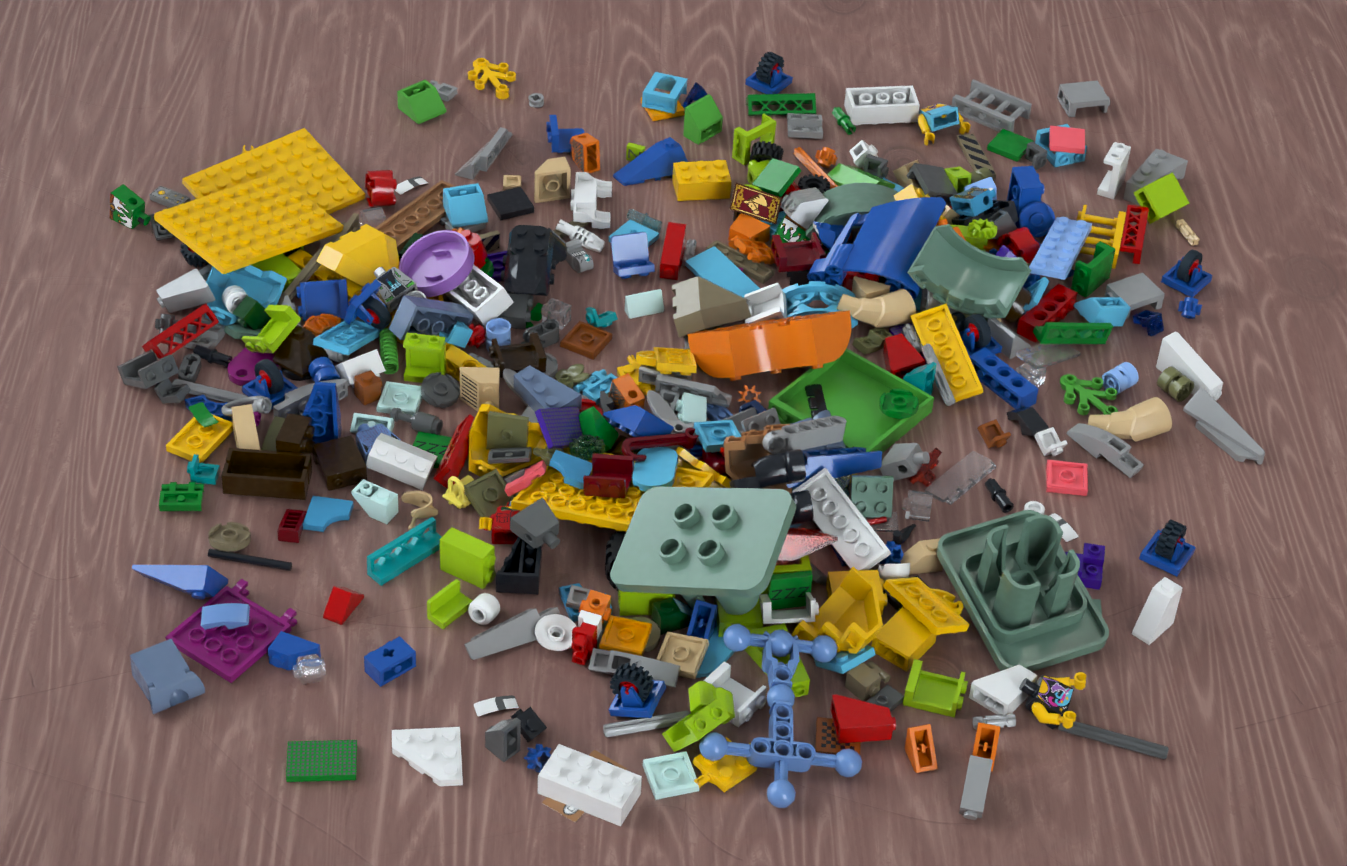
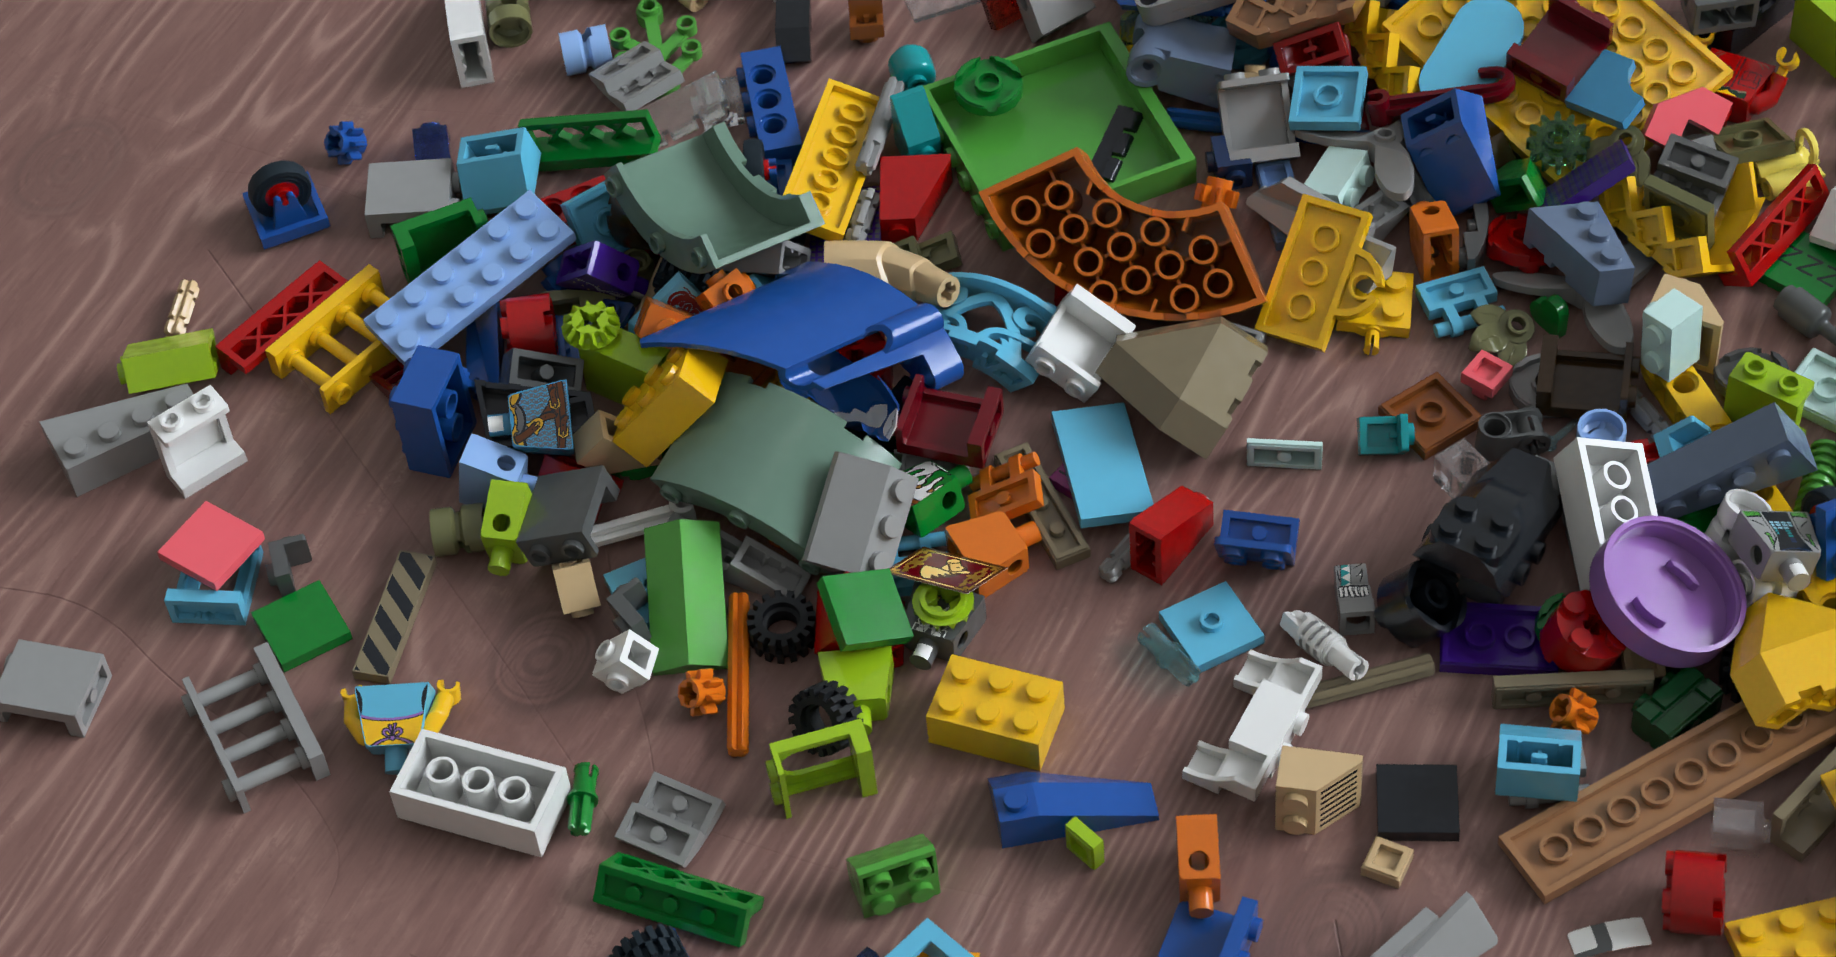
camera: 145 degrees left, 10 degrees up
(483, 352) = (1671, 335): none -> light aqua brick
(567, 352) = (1486, 375): none -> coral tile
(948, 413) = (912, 66): none -> teal head
(1080, 369) = (636, 77): none -> light grey slope

